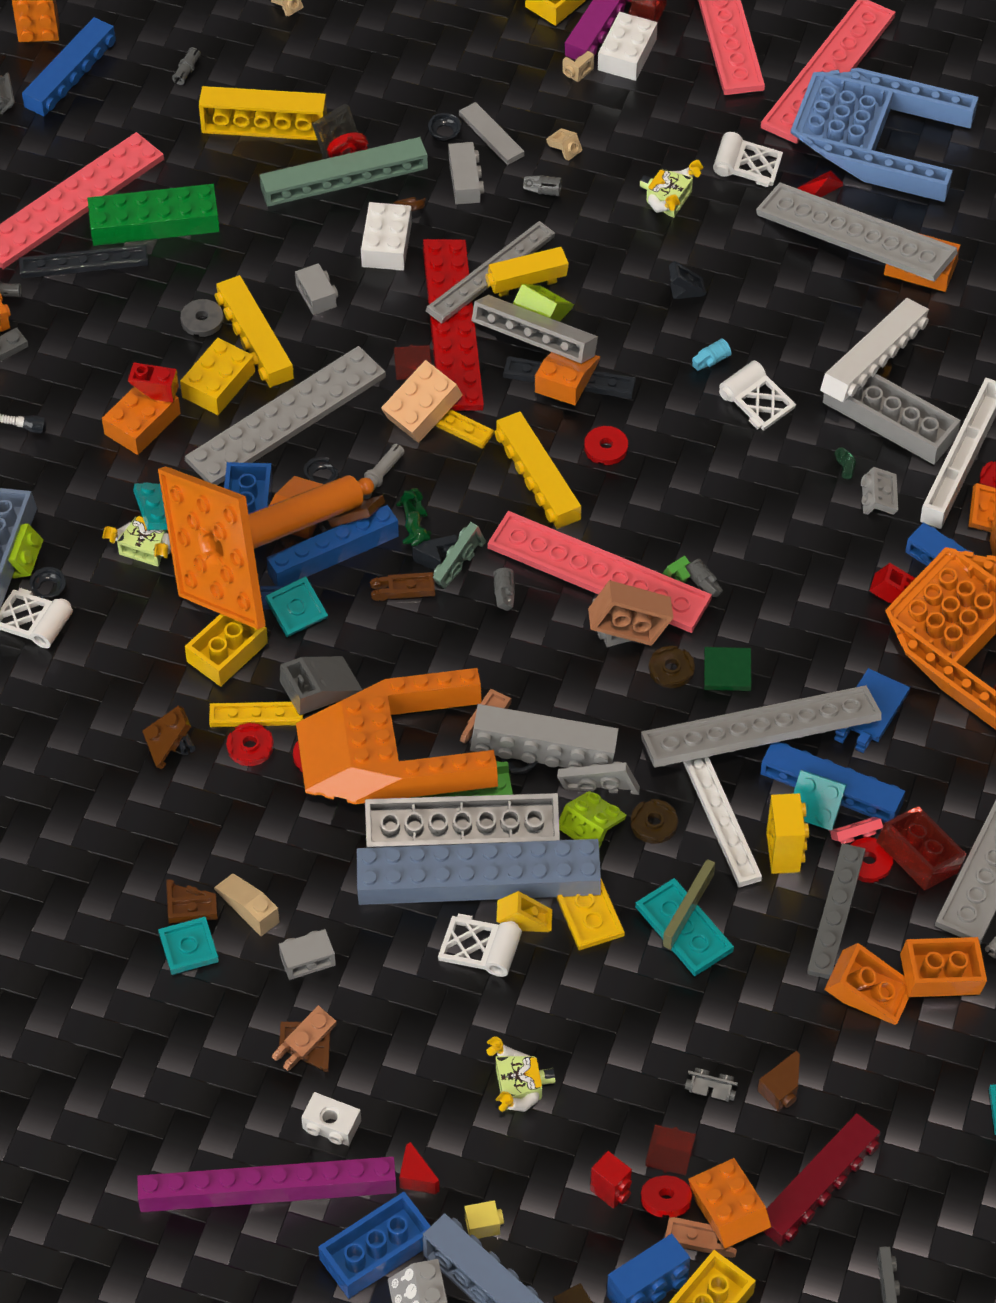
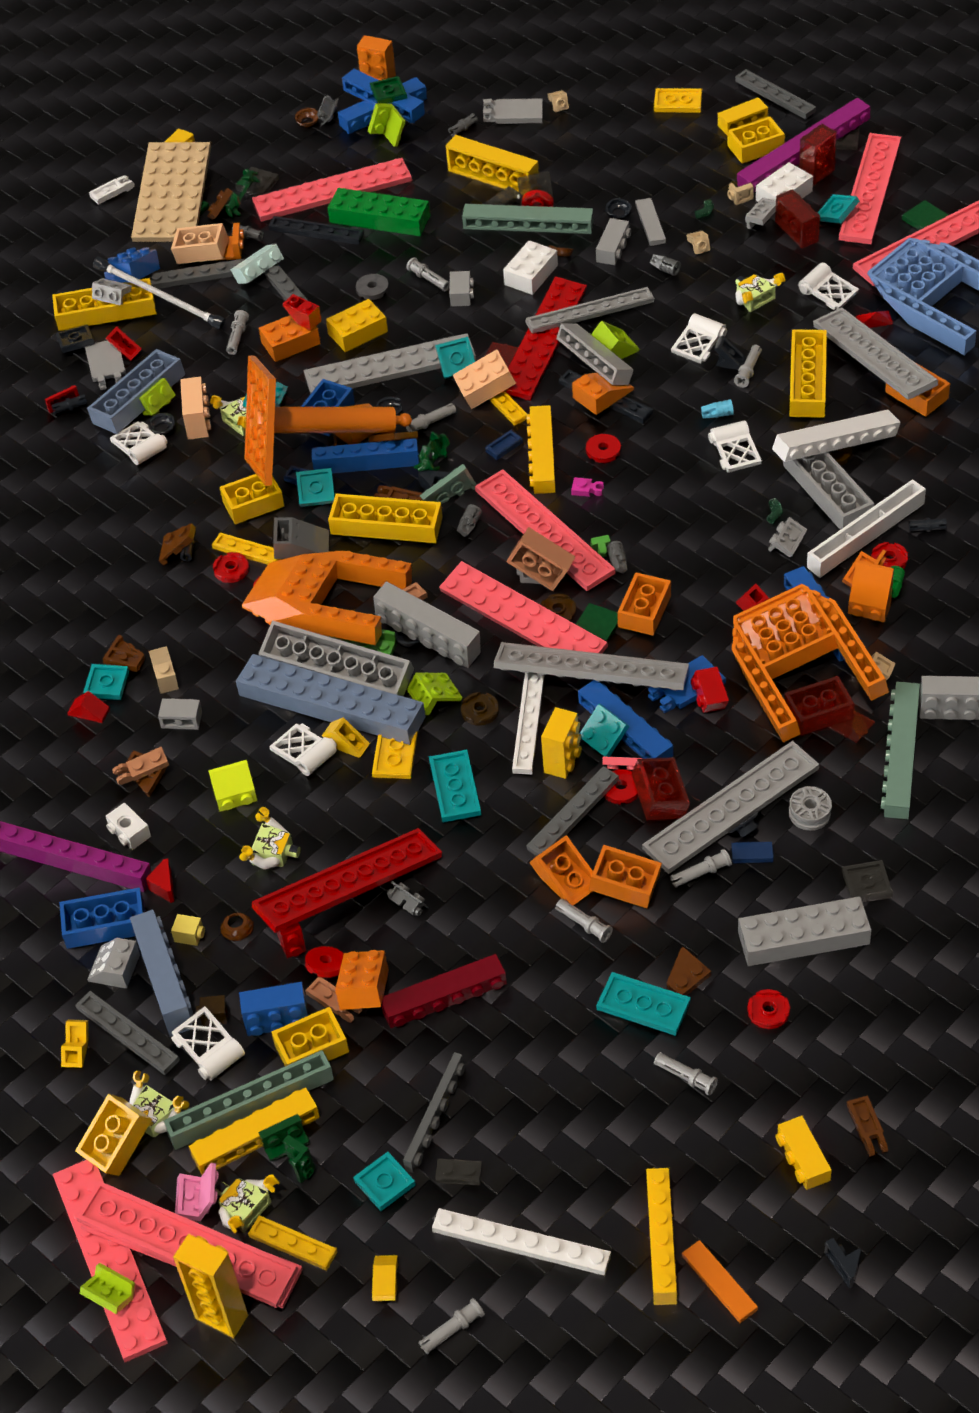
camera: 30 degrees right, 5 degrees down
(41, 330) = (257, 264): none -> light aqua brick
(66, 422) = (238, 326): none -> light grey pin
(72, 55) = (358, 85): none -> blue brick
(81, 48) = (388, 90): none -> dark green tile
(84, 550) = (195, 408): none -> light nougat brick
(92, 351) = (282, 282): none -> dark grey plate
(97, 89) = (387, 121): none -> lime bracket
(185, 986) = (89, 708): none -> red slope
(238, 29) = (513, 111): none -> light grey tile
(254, 331) = (400, 304): yellow brick -> none
(255, 279) = (423, 271): none -> light grey pin
(296, 151) = (505, 197): none -> clear smoke plate
(368, 382) = (454, 356): none -> teal plate
(407, 619) = (385, 518): none -> yellow brick
(432, 1023) = (232, 785): none -> neon yellow slope
(486, 477) = (504, 444): none -> dark blue tile
(527, 269) = (613, 313): yellow brick -> none
(537, 1203) = (240, 932): none -> reddish brown piece
(550, 98) = (707, 209): none -> clear green arm
(606, 776) = (455, 663): light grey wing -> none
(613, 502) = (584, 487): none -> dark pink plate
(620, 85) = (760, 212): none -> light grey bracket
(630, 686) = (517, 612): none -> coral plate
(638, 256) = (704, 329): none -> white piece
(642, 1091) = (346, 880): none -> red plate
(668, 82) = (797, 218): none -> clear red brick
(670, 1150) = (351, 933): clear red piece -> none
(688, 904) = (462, 768): olive tile -> none
(705, 56) = (837, 208): none -> teal plate
(715, 294) = (746, 371): none -> light grey pin
(772, 627) = (644, 603): none -> orange brick
(781, 1083) = (459, 914): reddish brown slope -> none
(791, 278) = (808, 373): none -> yellow brick
(804, 37) = (923, 215): none -> dark green tile
(905, 708) = (709, 689): none -> red brick
(933, 1037) = (590, 924): none -> light grey pin

